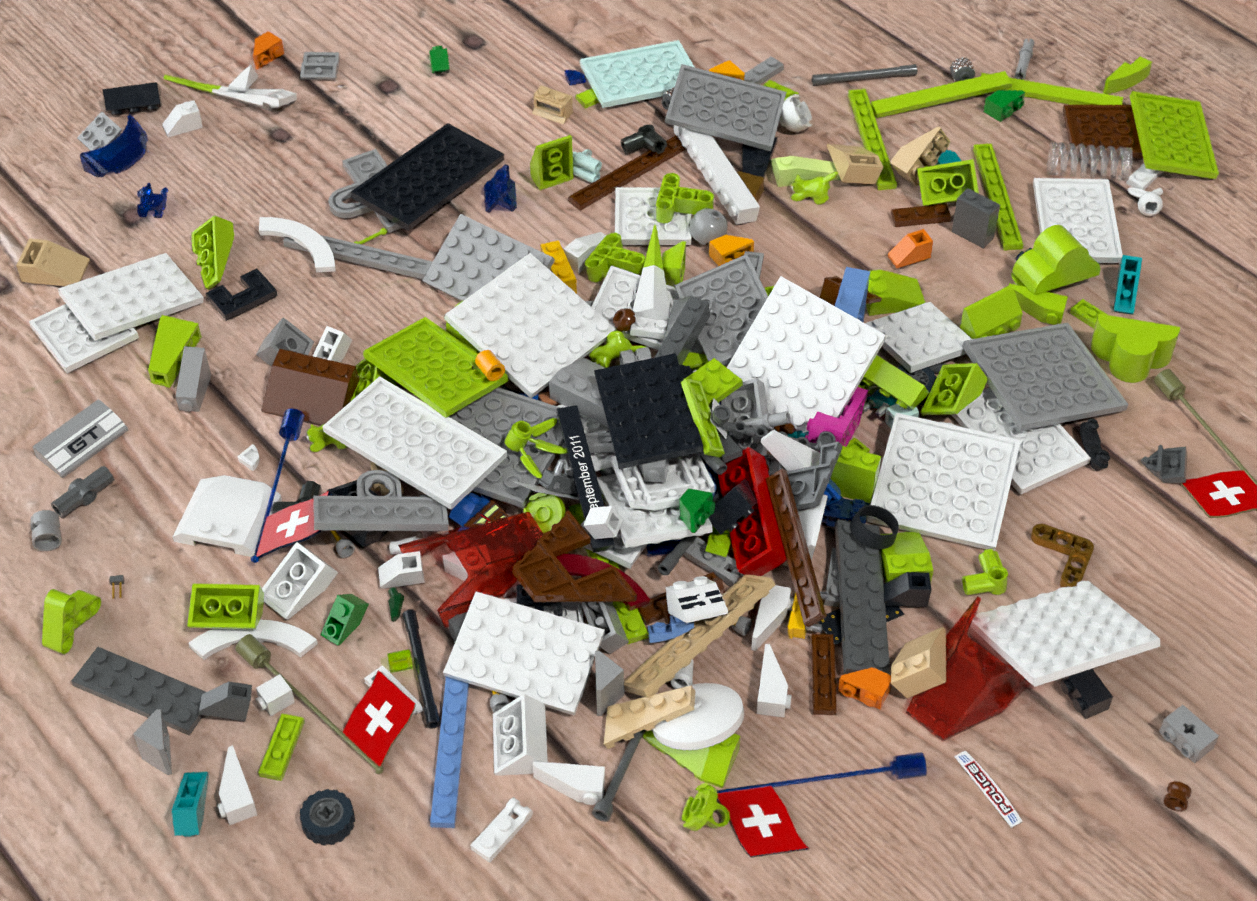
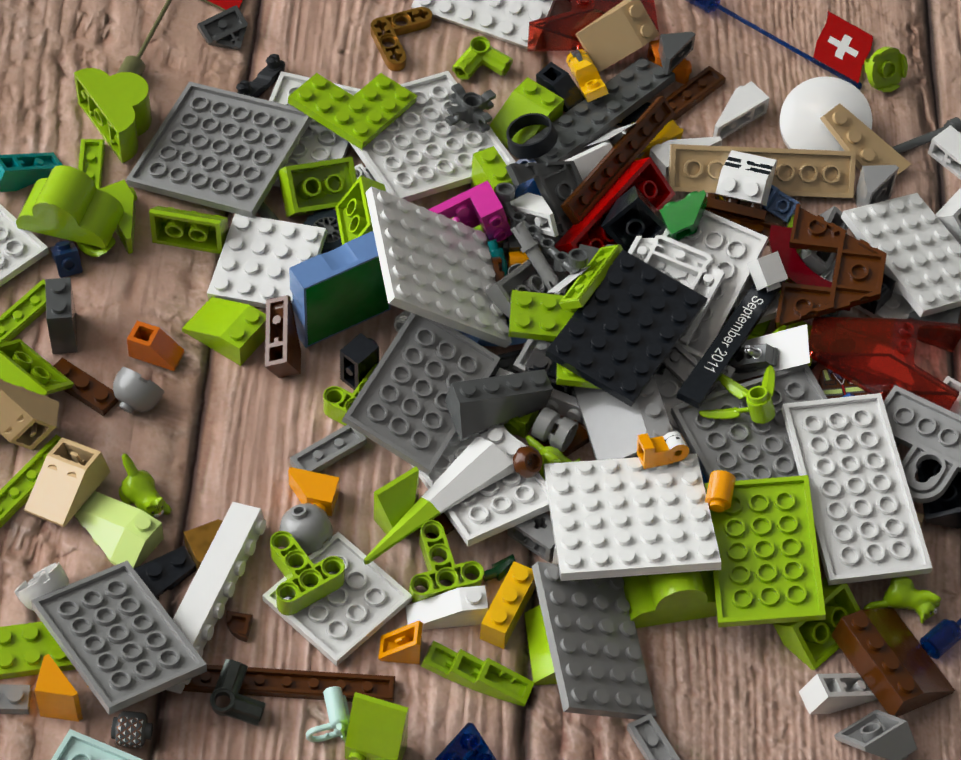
camera: 140 degrees left, 5 degrees up
(545, 232) = (479, 675): none -> lime slope
(551, 364) = (661, 450): none -> light orange leg
(586, 288) = (499, 569): none -> dark green bar
(590, 219) = (402, 644): none -> light orange slope
(688, 178) = (239, 624): none -> reddish brown tile
(824, 565) = (610, 134): none -> white sticker
(863, 668) = (674, 48): none -> dark grey slope
(887, 223) = (135, 392): none -> light grey cylinder
(900, 611) = (586, 75): none -> yellow plate
(939, 510) = (470, 107): none -> dark grey pin
(994, 444) = (353, 117): none -> lime plate

